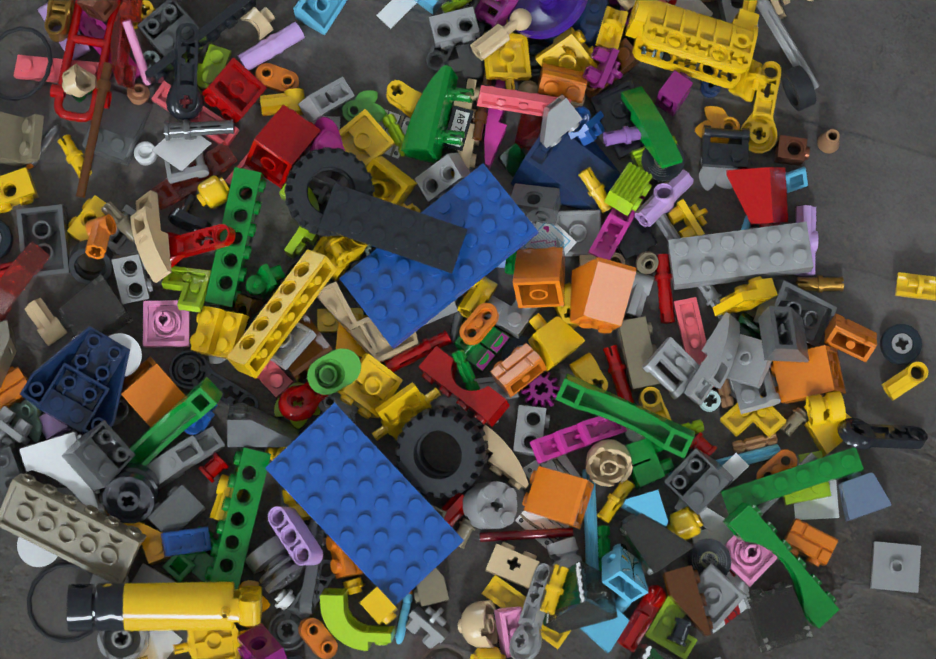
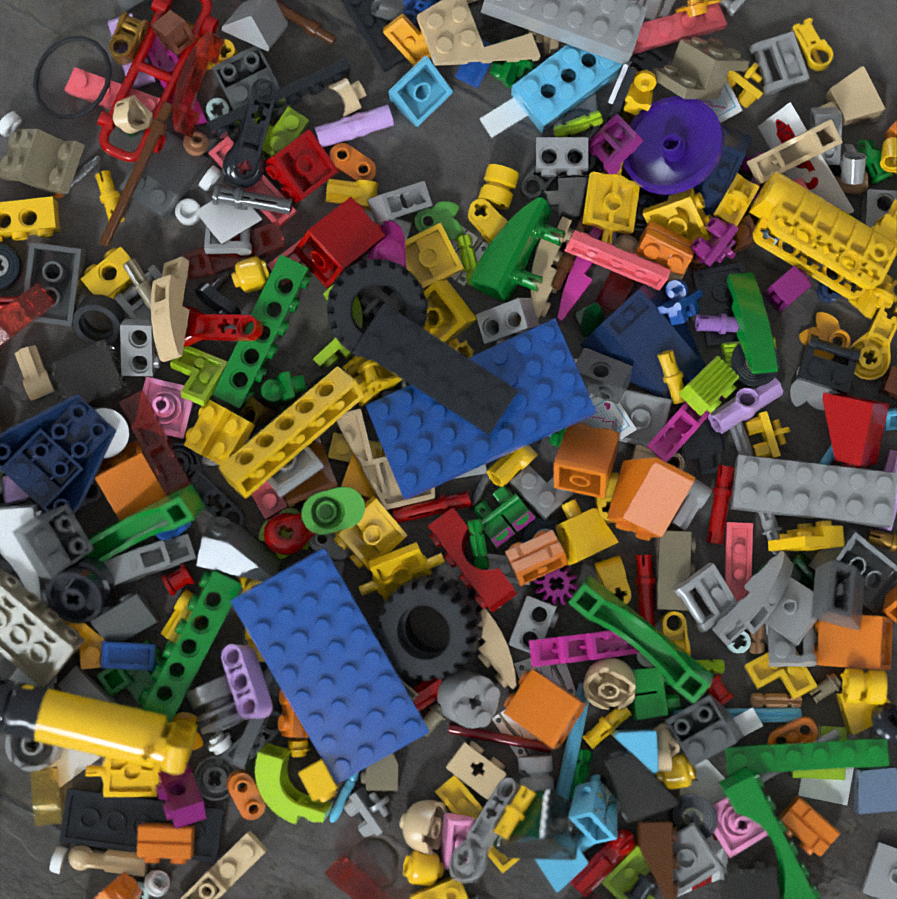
camera: 15 degrees right, 5 degrees up
(99, 233) = (113, 291): orange piece -> none
(136, 49) = (204, 93): bright pink bar -> none
(157, 120) = (210, 178): none -> white tile
(164, 353) = (154, 442): none -> clear red slope
(407, 64) = (499, 183): none -> yellow wheel
(459, 121) = (541, 265): sticker -> none
(477, 323) = (504, 494): orange plate -> none
(499, 35) = (609, 178): tan piece -> none
(557, 120) = (649, 291): light grey slope -> none
(643, 258) = (706, 466): dark tan plate -> none
(671, 504) = (666, 747): none -> tan connector

